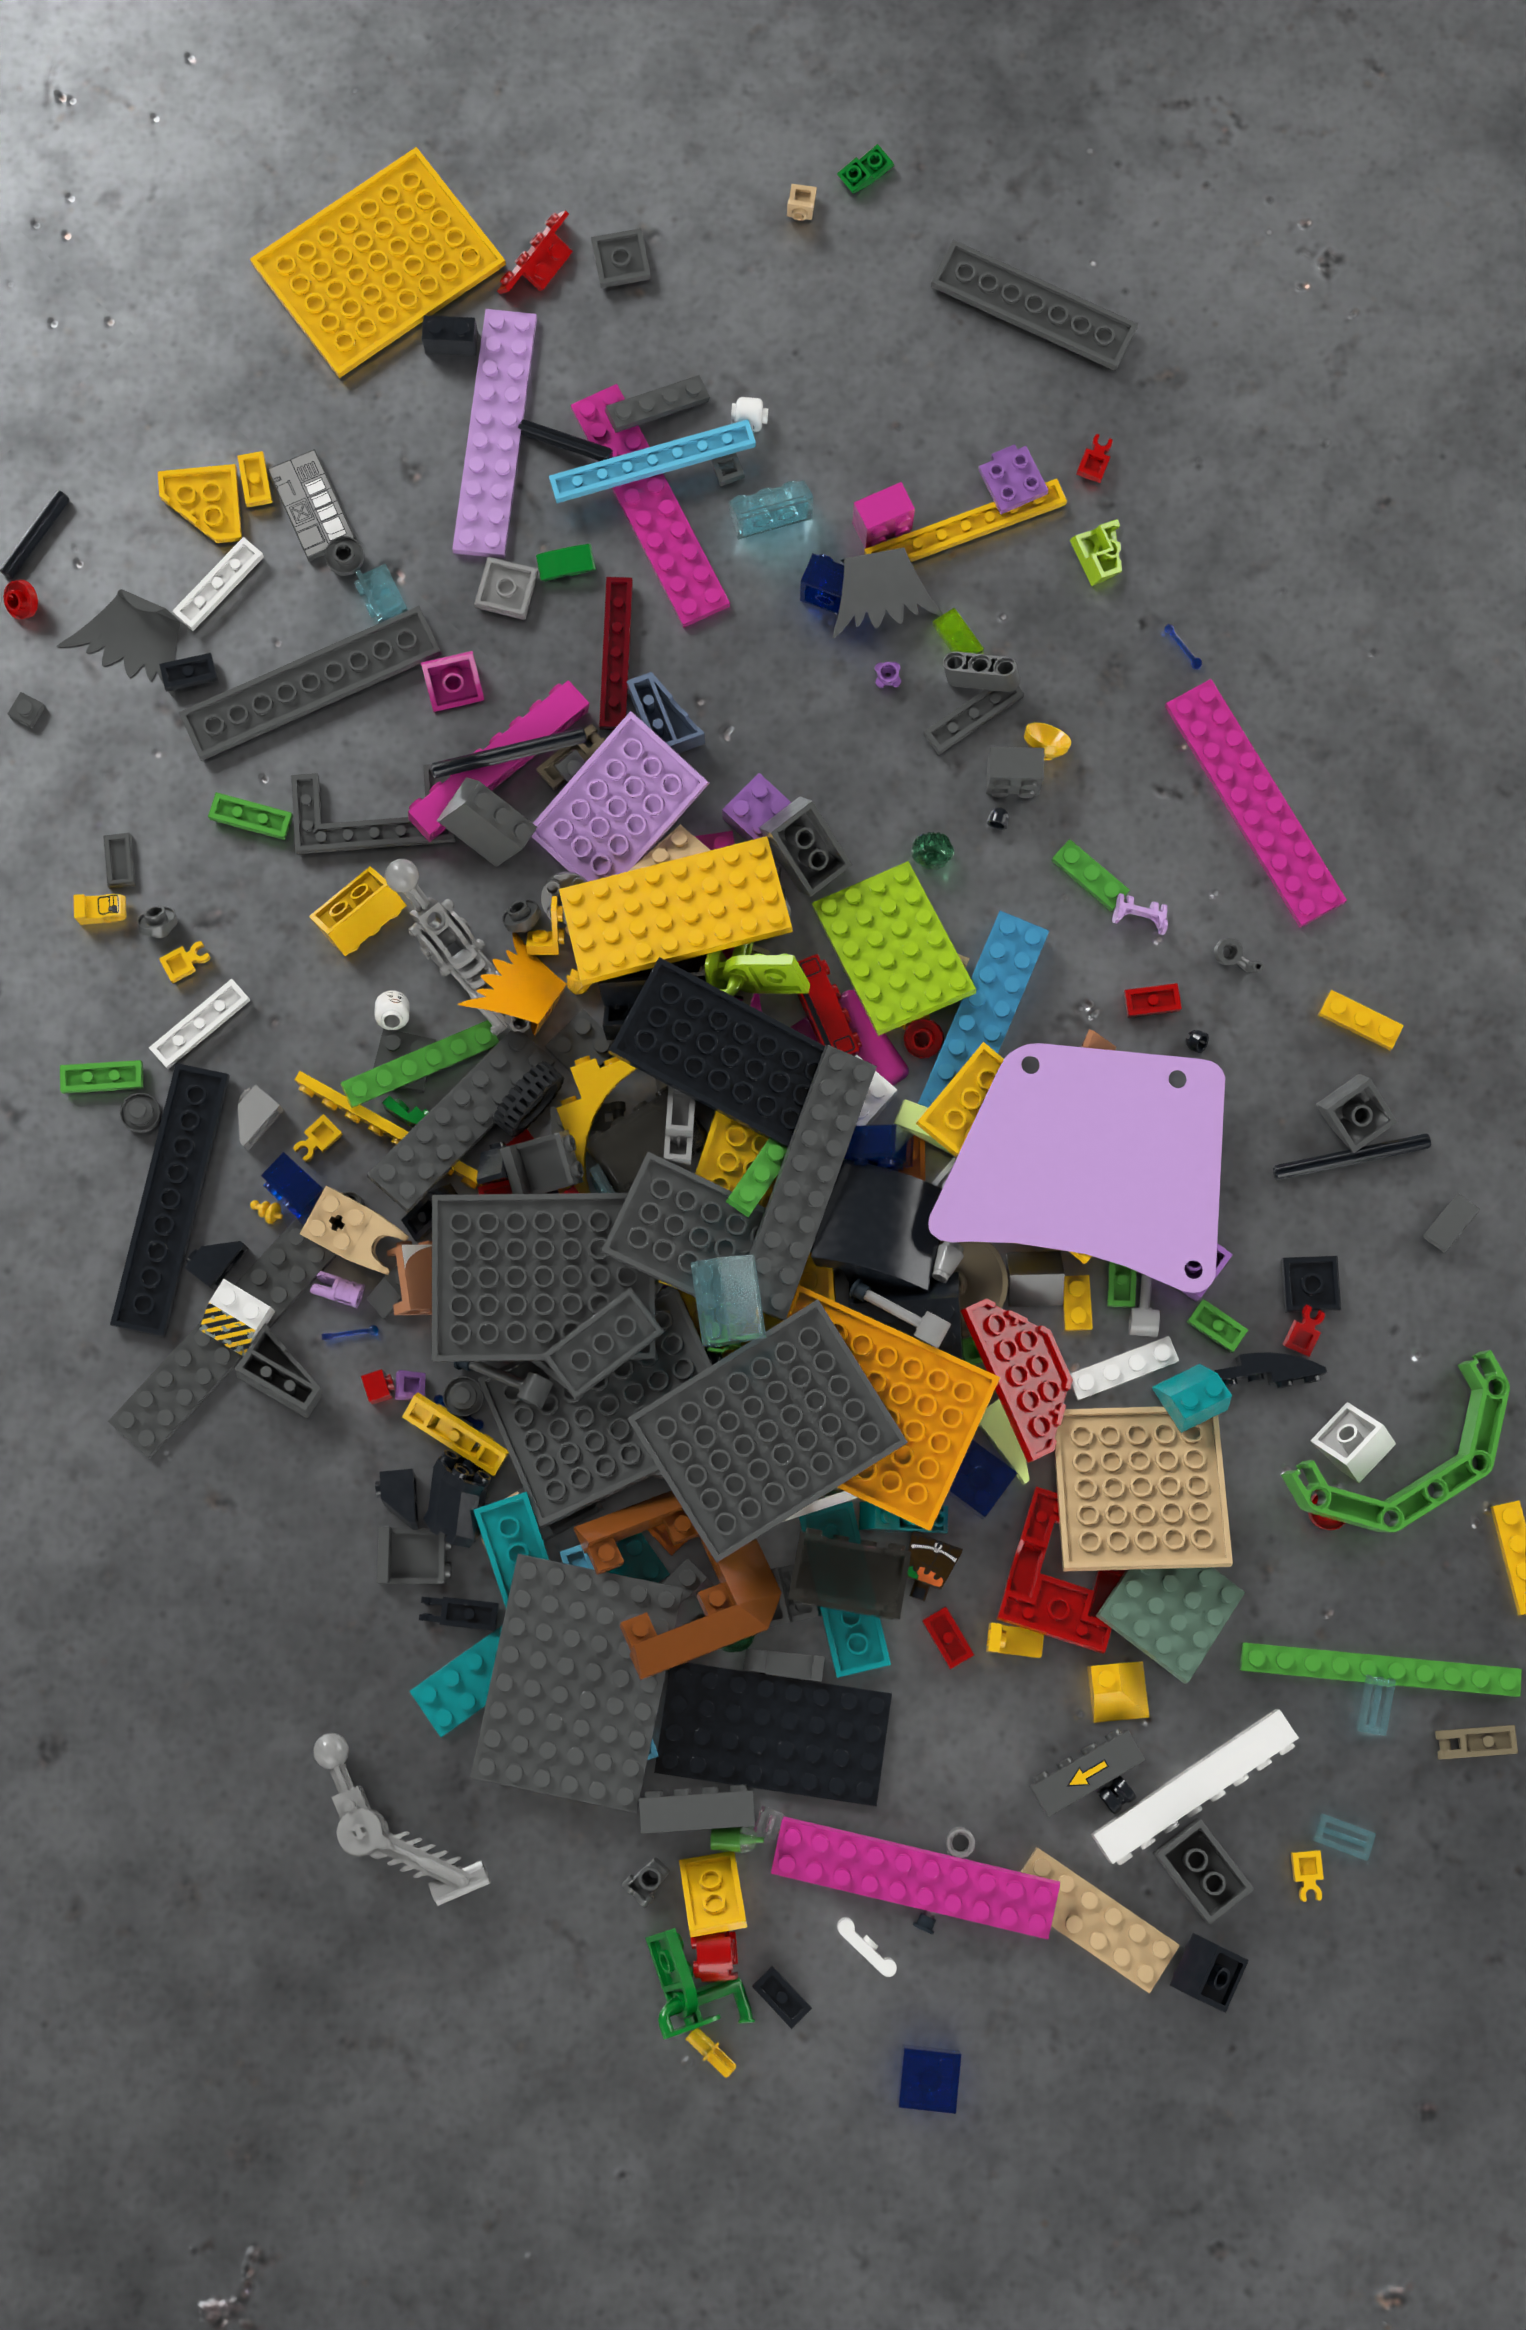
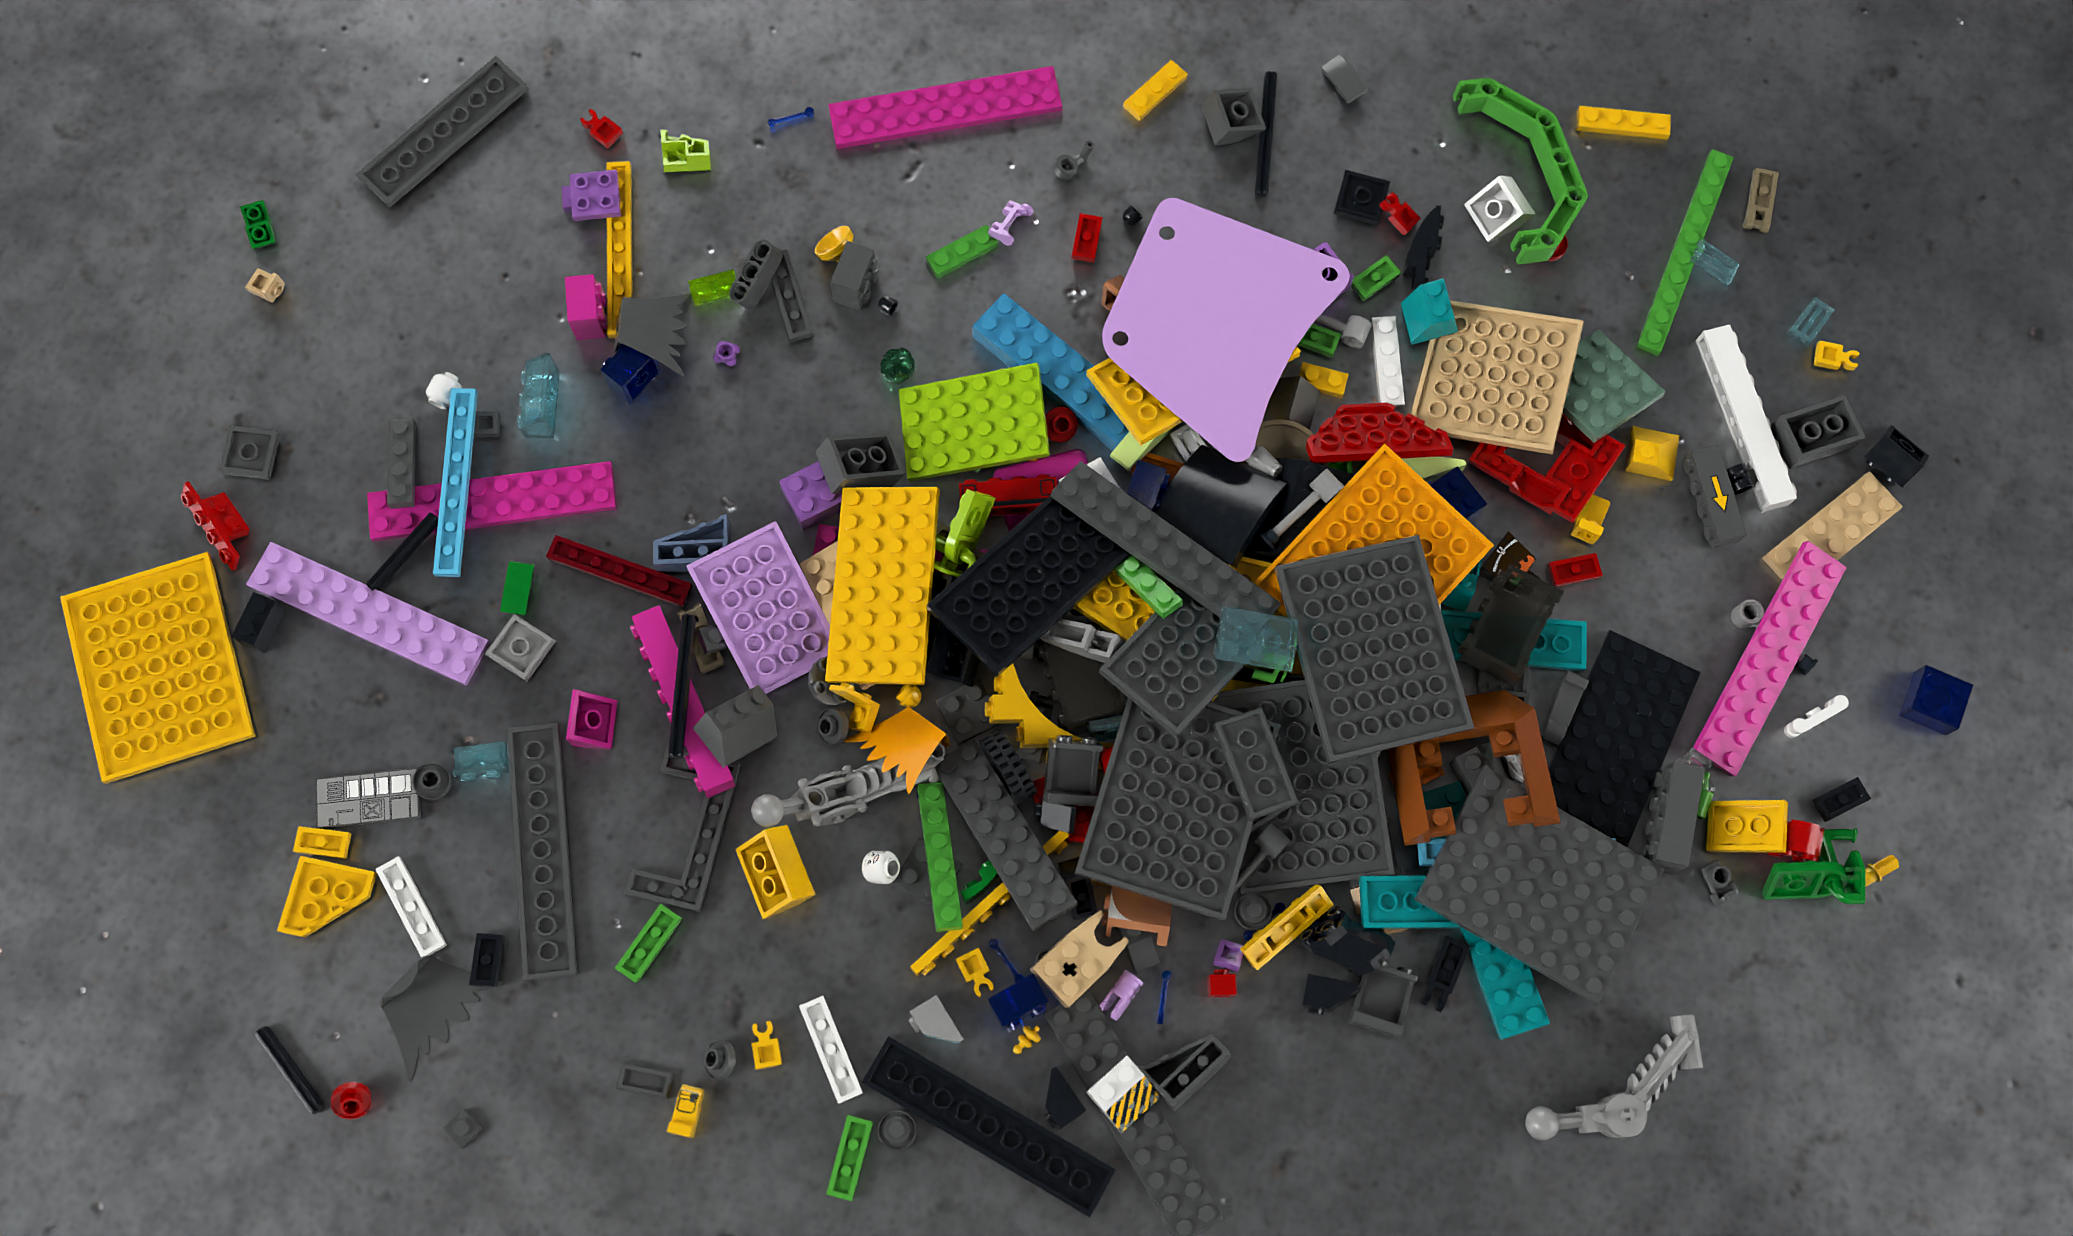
camera: 75 degrees left, 5 degrees down
(352, 1148) = (993, 943): none -> clear blue hinge

